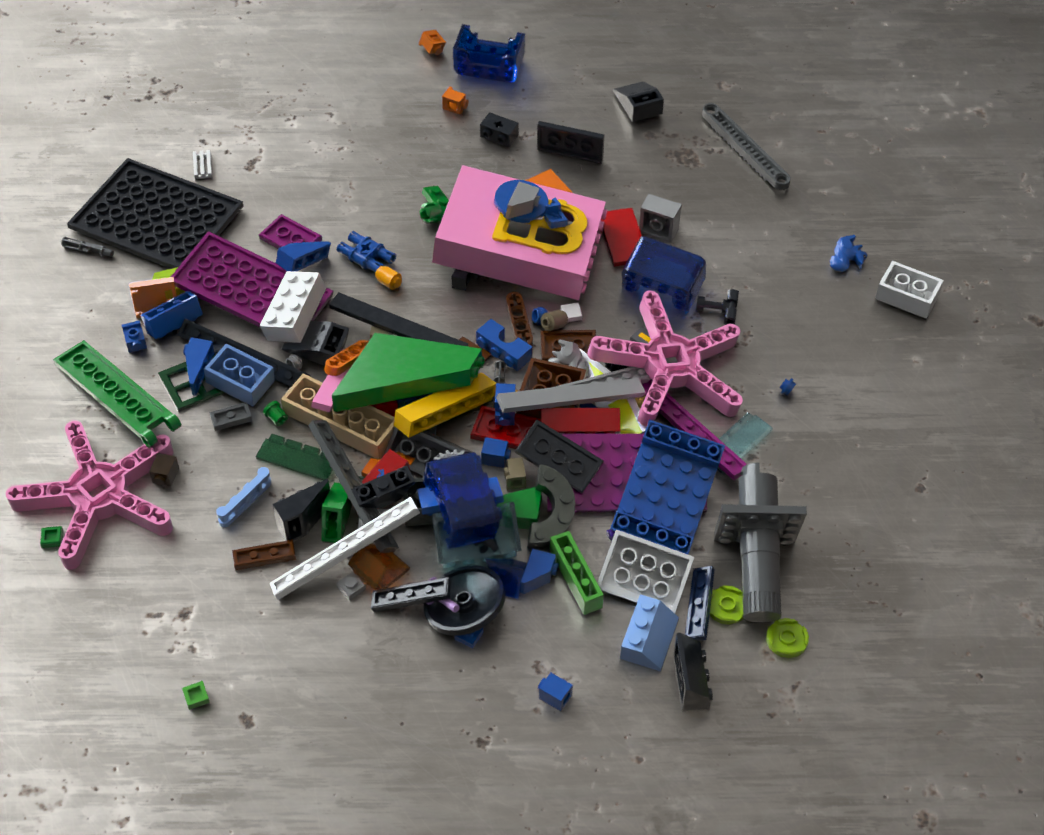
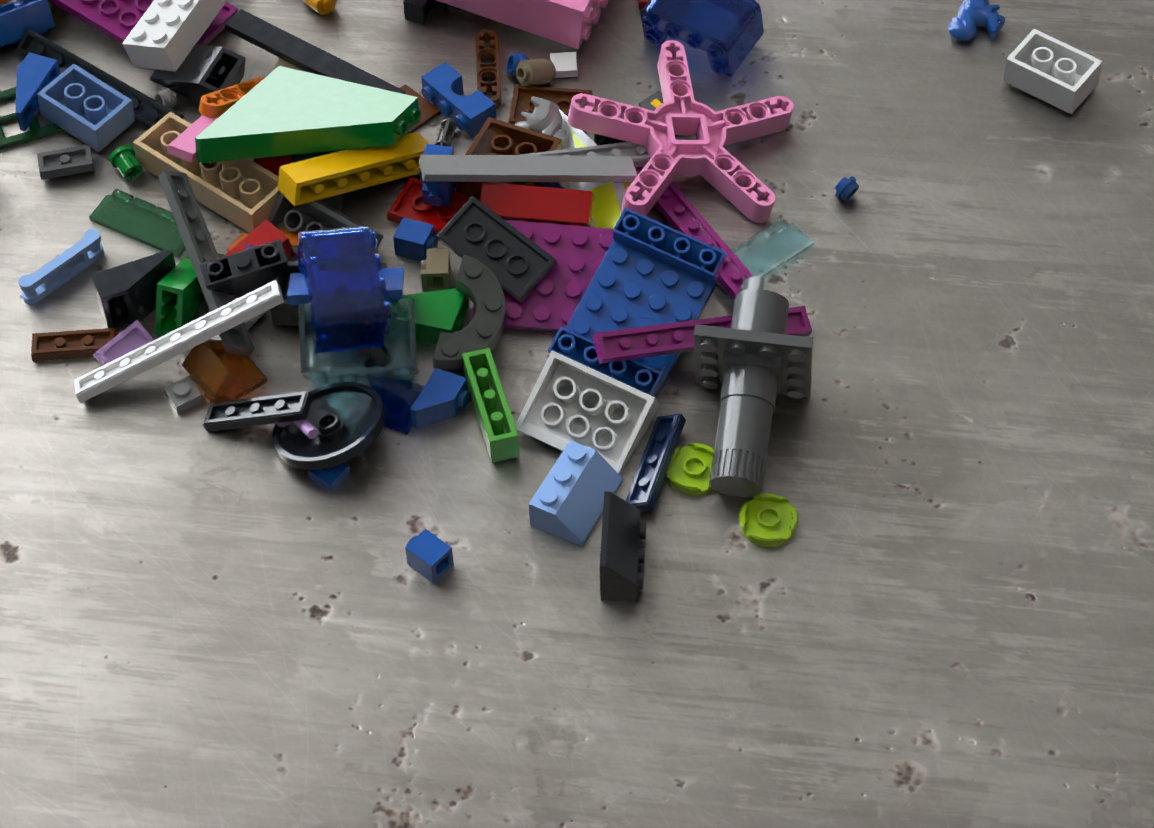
camera: 10 degrees right, 0 degrees up
(302, 552) = (125, 342): none -> lavender tile
(695, 511) = (674, 337): none -> magenta plate
(727, 307) = (785, 75): black bar -> none

